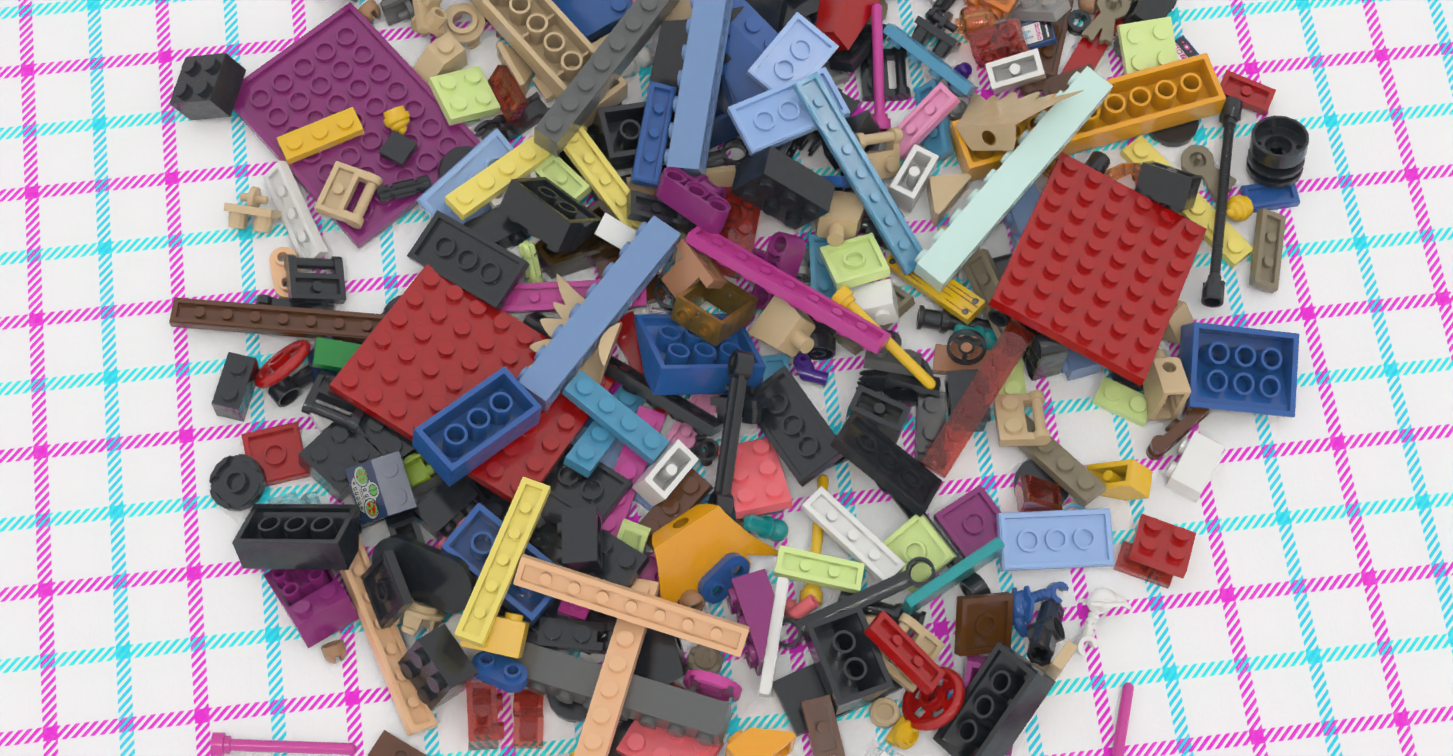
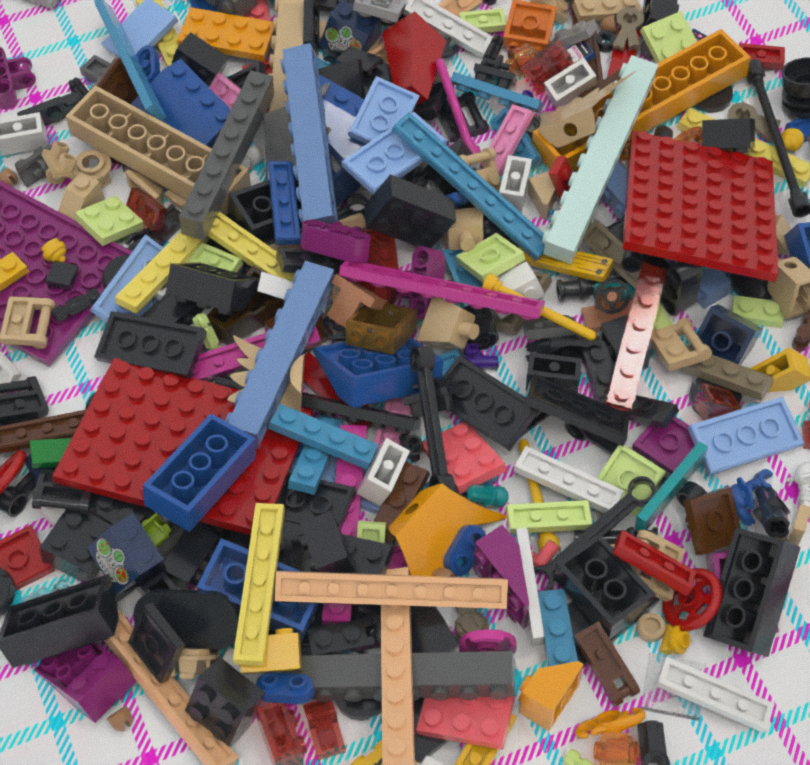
camera: 10 degrees left, 10 degrees down
(787, 688) = (557, 627): none -> dark azure plate
(963, 185) = (560, 175): none -> red plate
(966, 485) = (652, 411): none -> black plate
(1078, 421) = (728, 334): none -> dark blue slope

